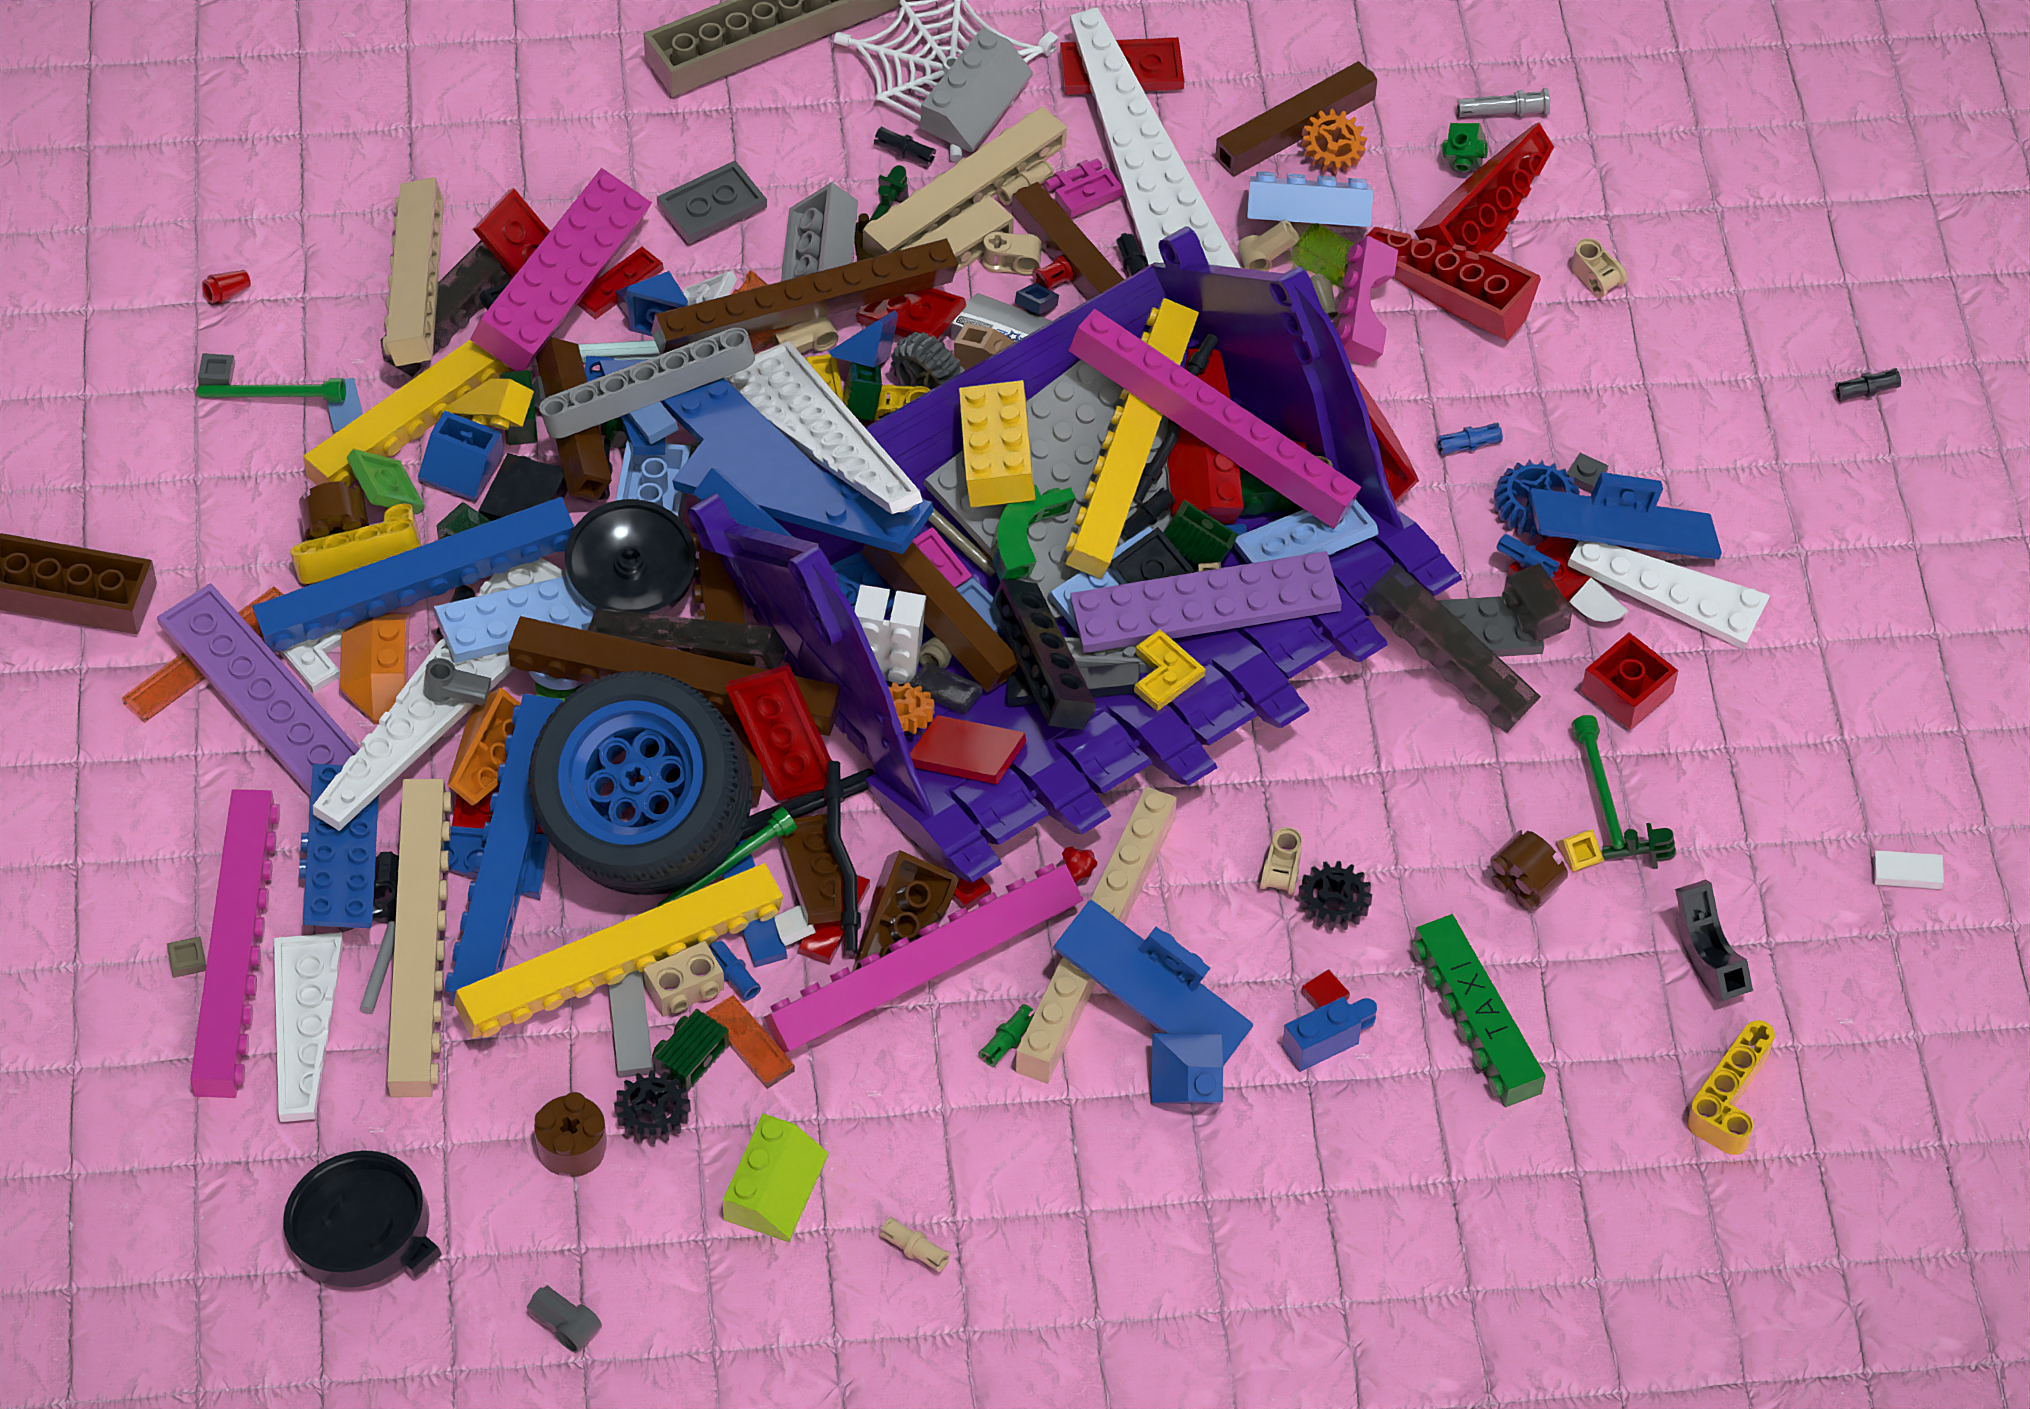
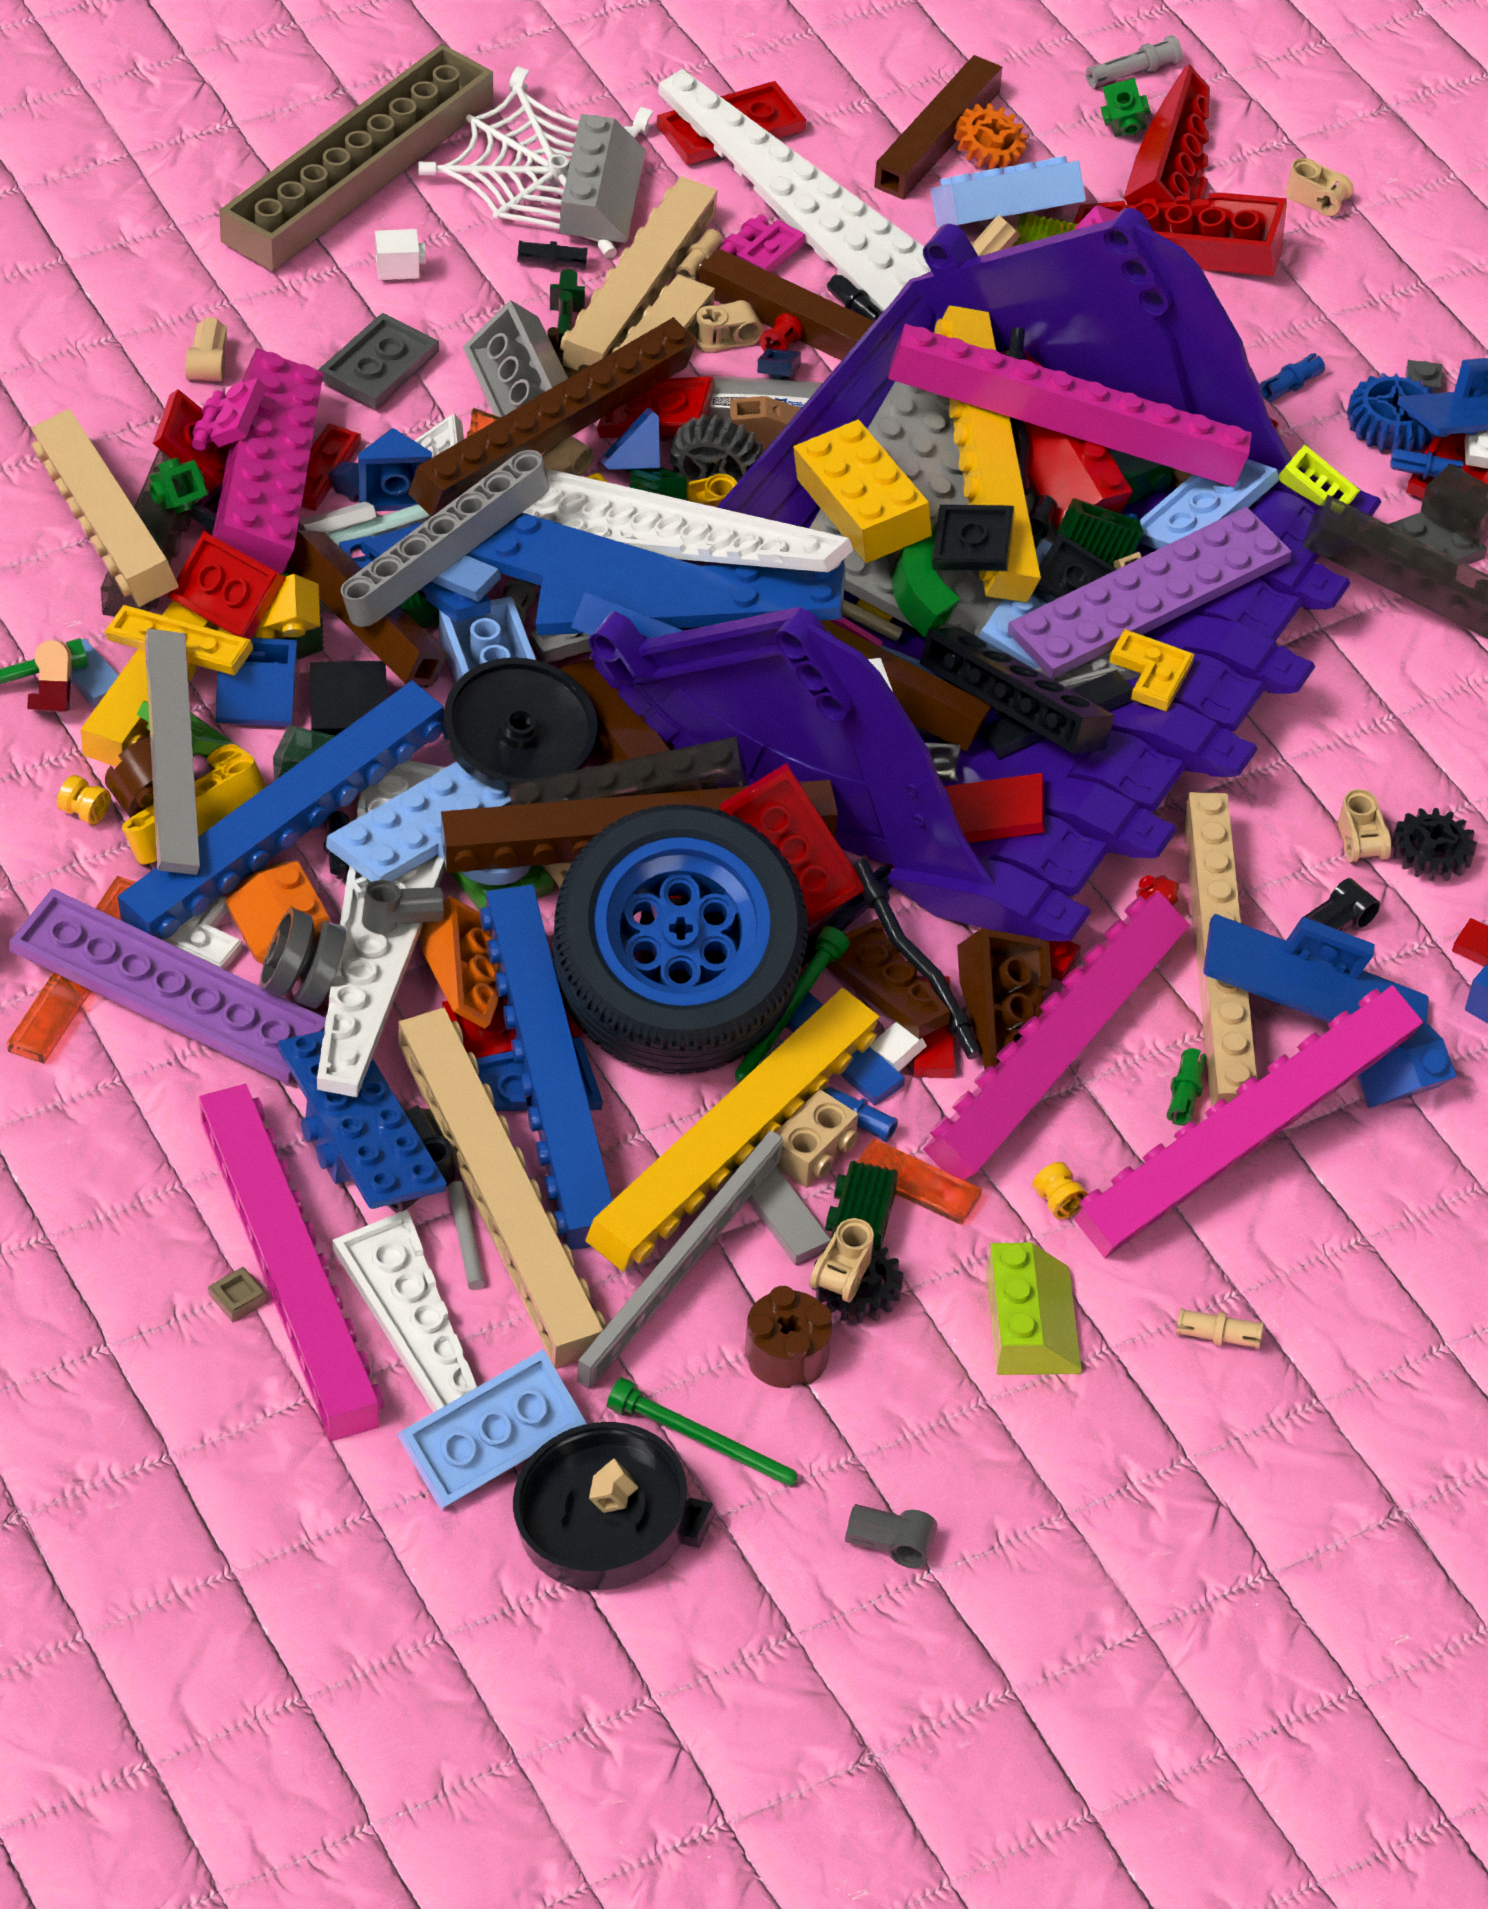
camera: 25 degrees left, 5 degrees down
(278, 511) = (81, 798): none -> yellow wheel
(307, 405) = (55, 667): none -> leg
(307, 1129) = (490, 1428): none -> light blue plate
(348, 499) = (171, 752): none -> light grey tile
(359, 700) = (302, 958): none -> dark grey wheel
(369, 1206) = (612, 1487): none -> tan piece
(411, 404) = (203, 645): none -> yellow tile
(426, 1140) = (627, 1398): none -> green piece
(463, 371) = (226, 586): none -> red tile
(478, 282) = (188, 481): none -> green brick
(523, 1043) = (679, 1260): none -> light grey tile
(543, 221) = (228, 415): none -> dark pink plate
(576, 160) = (207, 355): none -> tan piece
(601, 334) = (339, 518): none -> white tile
(632, 1094) = (843, 1265): none -> tan piece
(774, 111) = (398, 254): none -> brick
(853, 1084) = (1062, 1193): none -> yellow wheel
(1024, 1081) = (1247, 1121): none -> dark pink brick
(1067, 512) = (973, 537): none -> black tile
(1230, 926) = (1346, 907): none -> black piece
(1405, 520) = (1316, 466): none -> neon yellow slope

